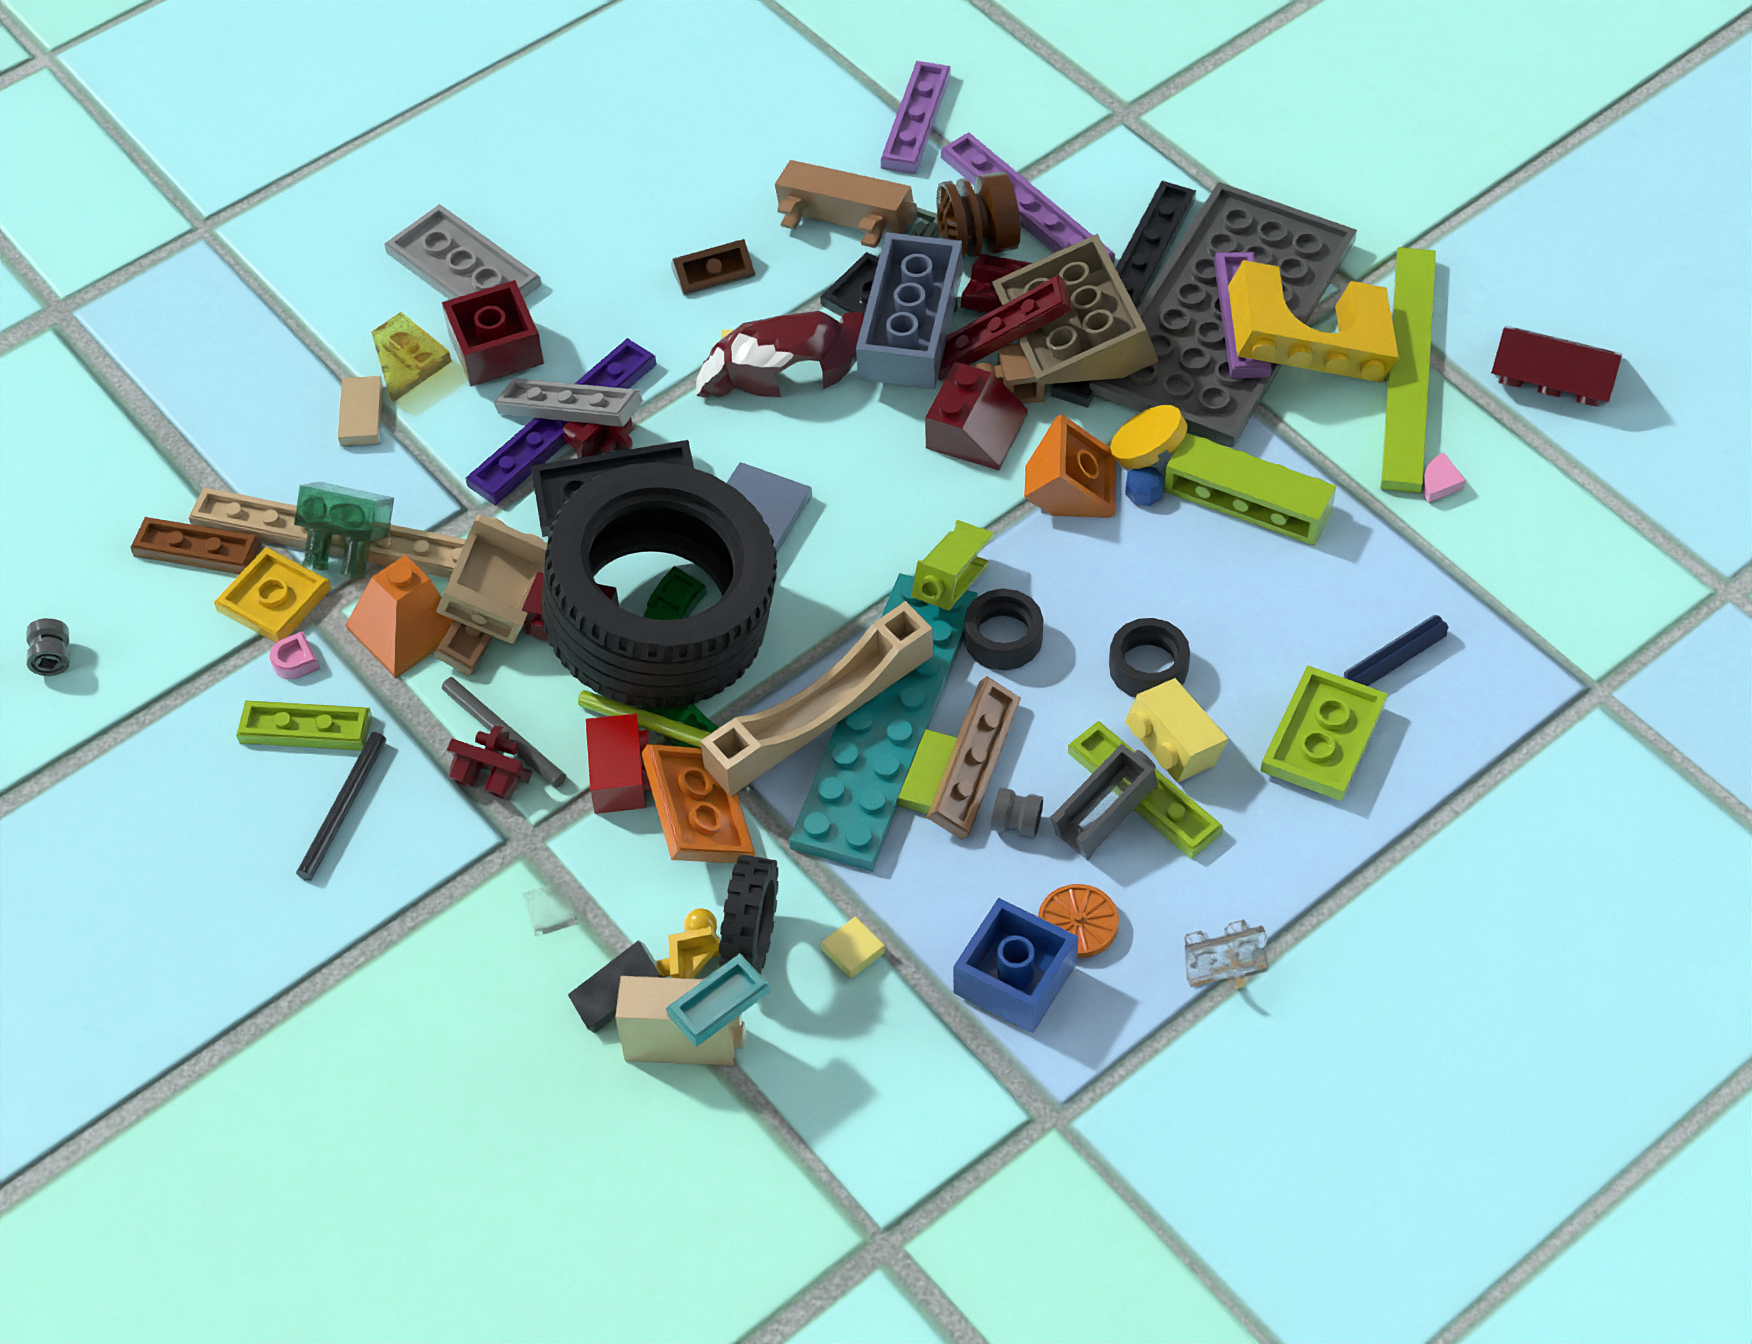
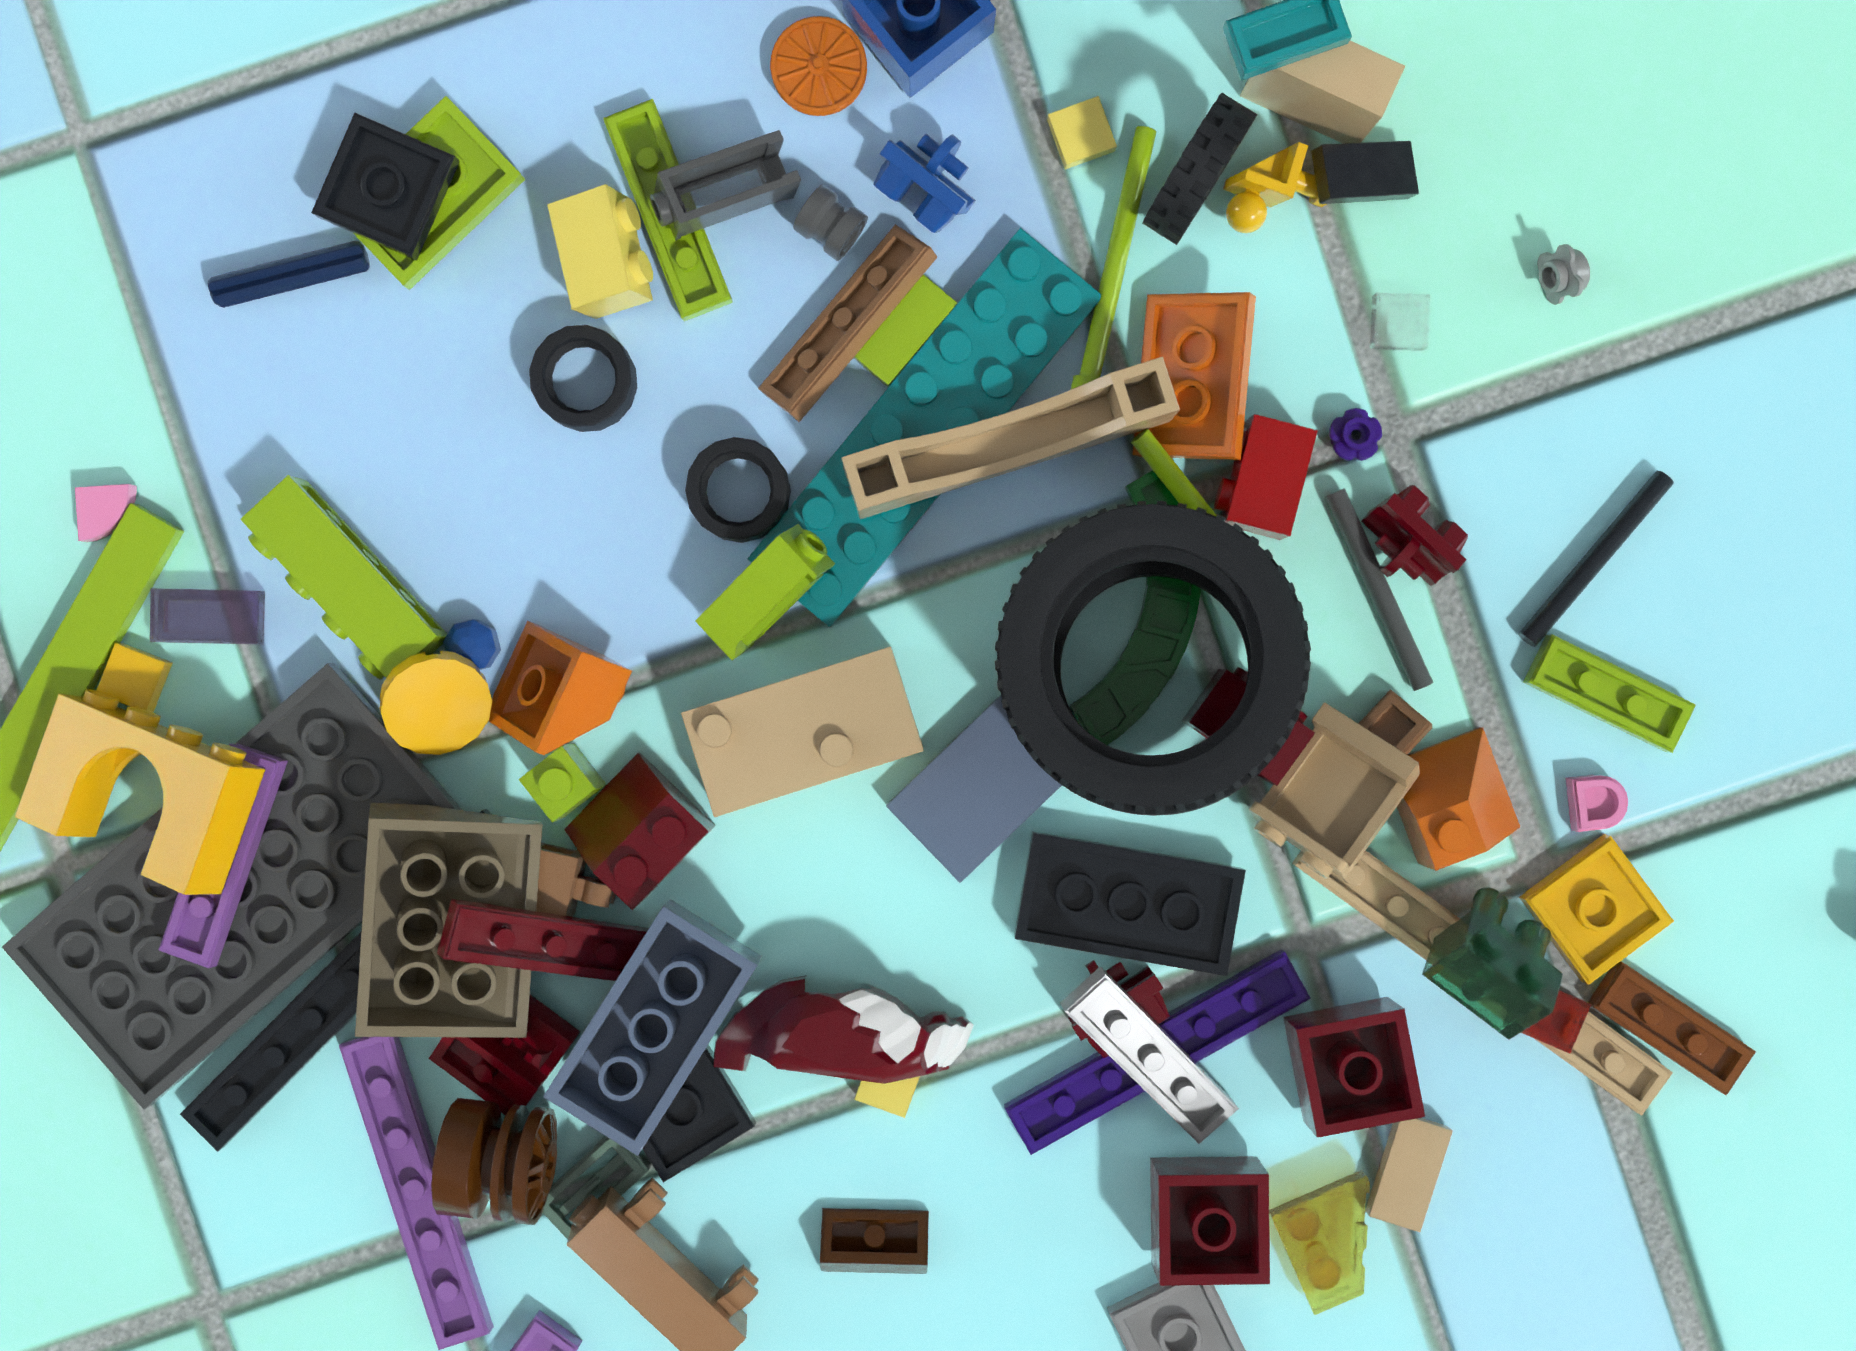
camera: 160 degrees left, 35 degrees up
(281, 517) = (1563, 1024): none -> clear red tile
(423, 441) = (1354, 1066): none -> dark red brick
(432, 975) = (1563, 273): none -> light grey plate
(558, 828) = (1341, 438): none -> dark purple plate
(776, 783) = (1116, 256): none -> lime bar
(887, 505) = (802, 731): none -> tan brick
(958, 866) = (906, 166): none -> blue hips
(1034, 419) = (562, 782): none -> lime brick
(1333, 444) = (207, 616): none -> clear purple tile
(1352, 715) = (385, 186): none -> black tile
(1362, 396) = (134, 677): none -> yellow tile

